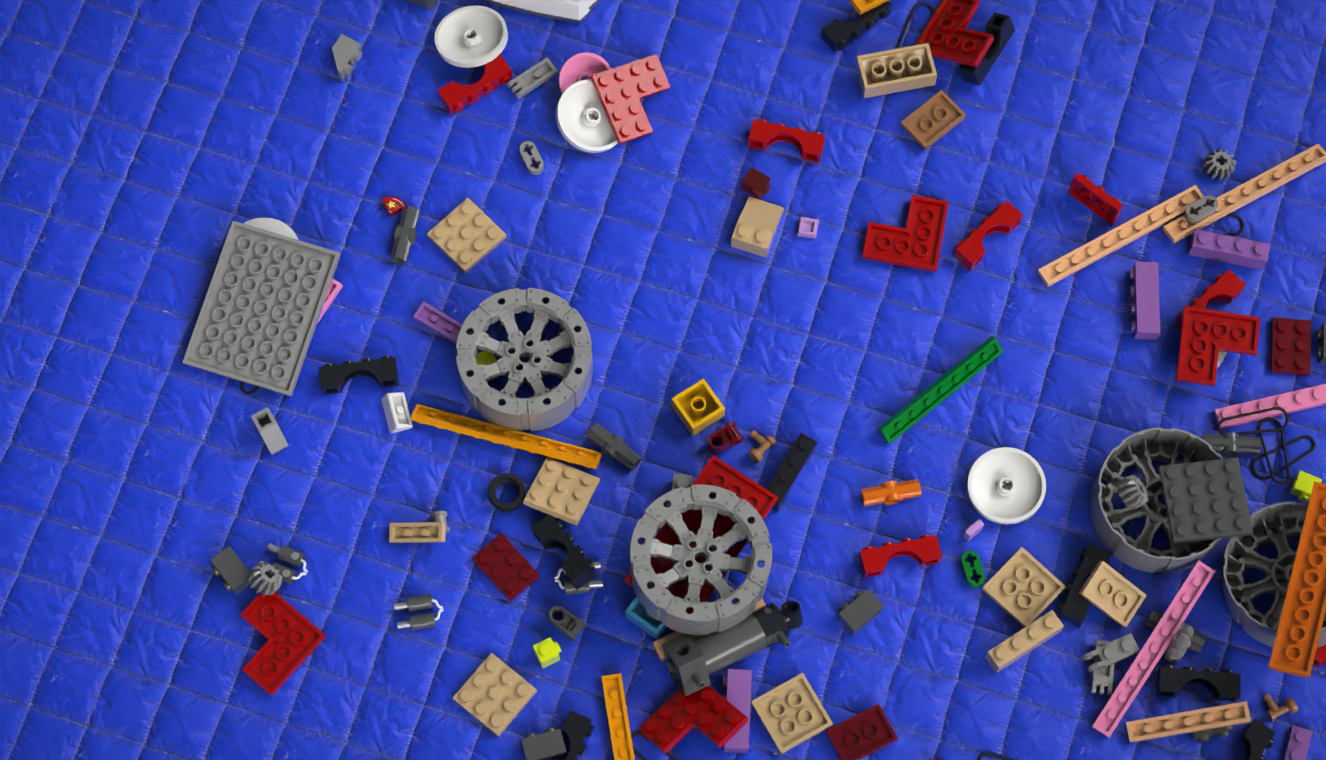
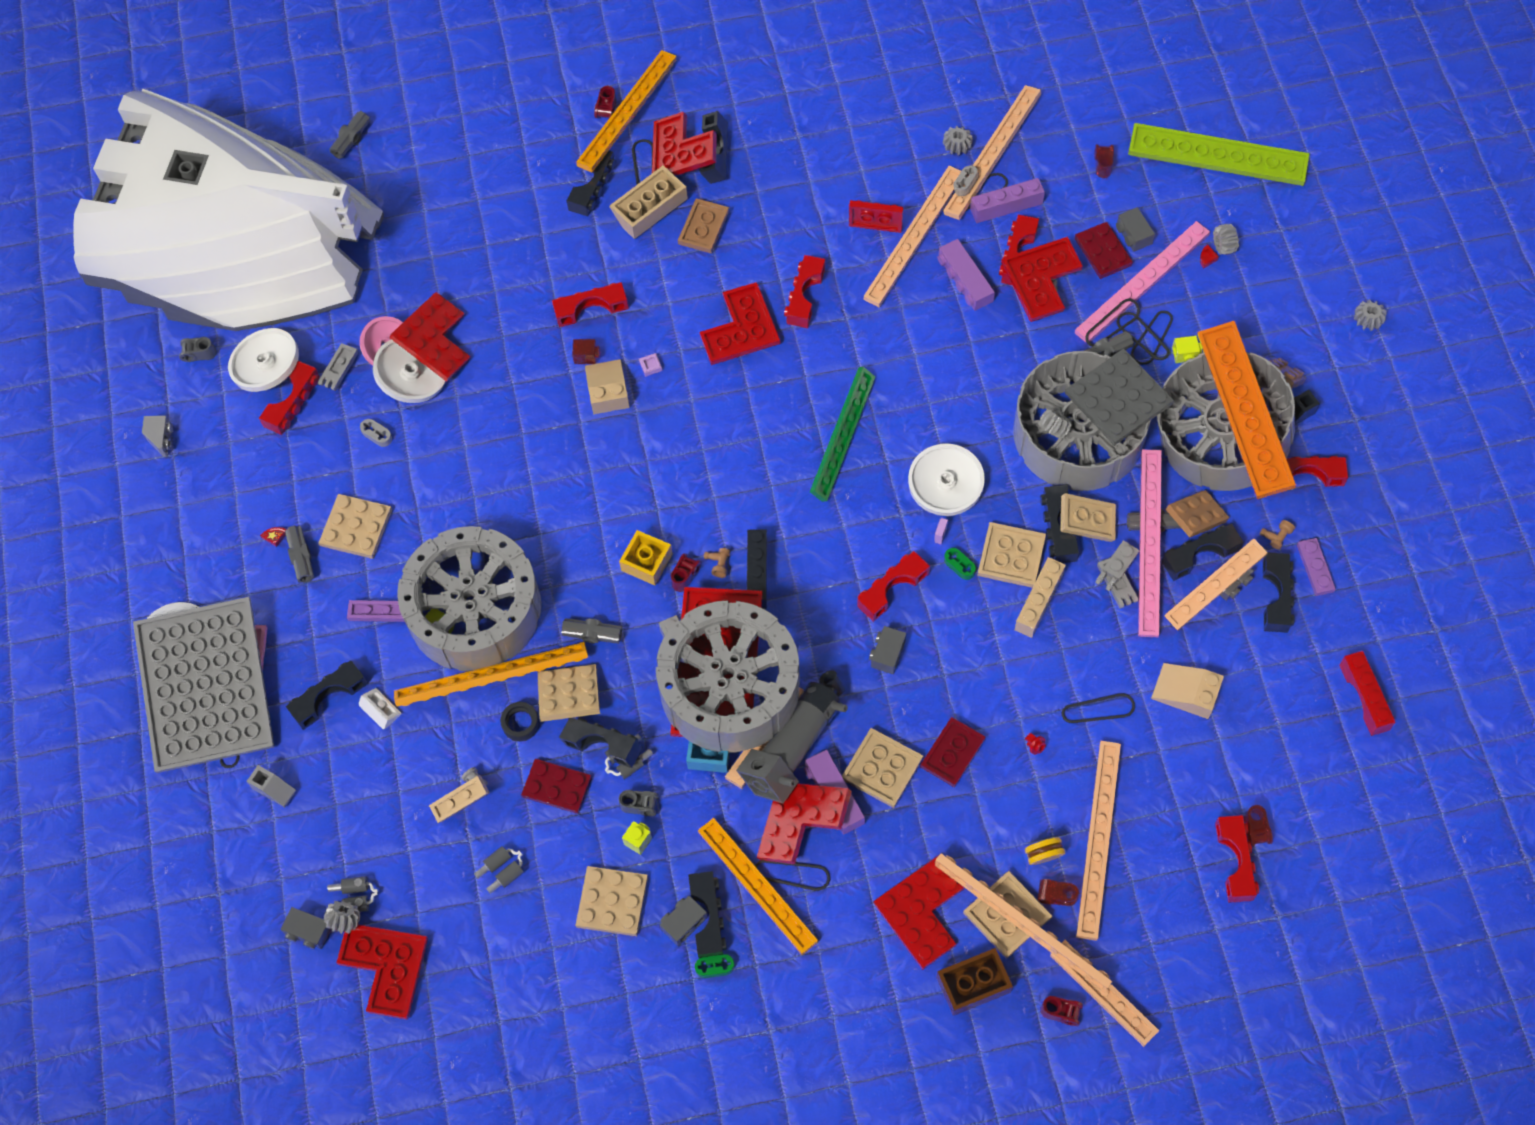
camera: 25 degrees left, 5 degrees down
(890, 492) = (853, 539): orange piece -> none
(1179, 645) = (1168, 527): light grey hinge -> none
(1216, 647) = (1197, 513): none -> medium nougat plate

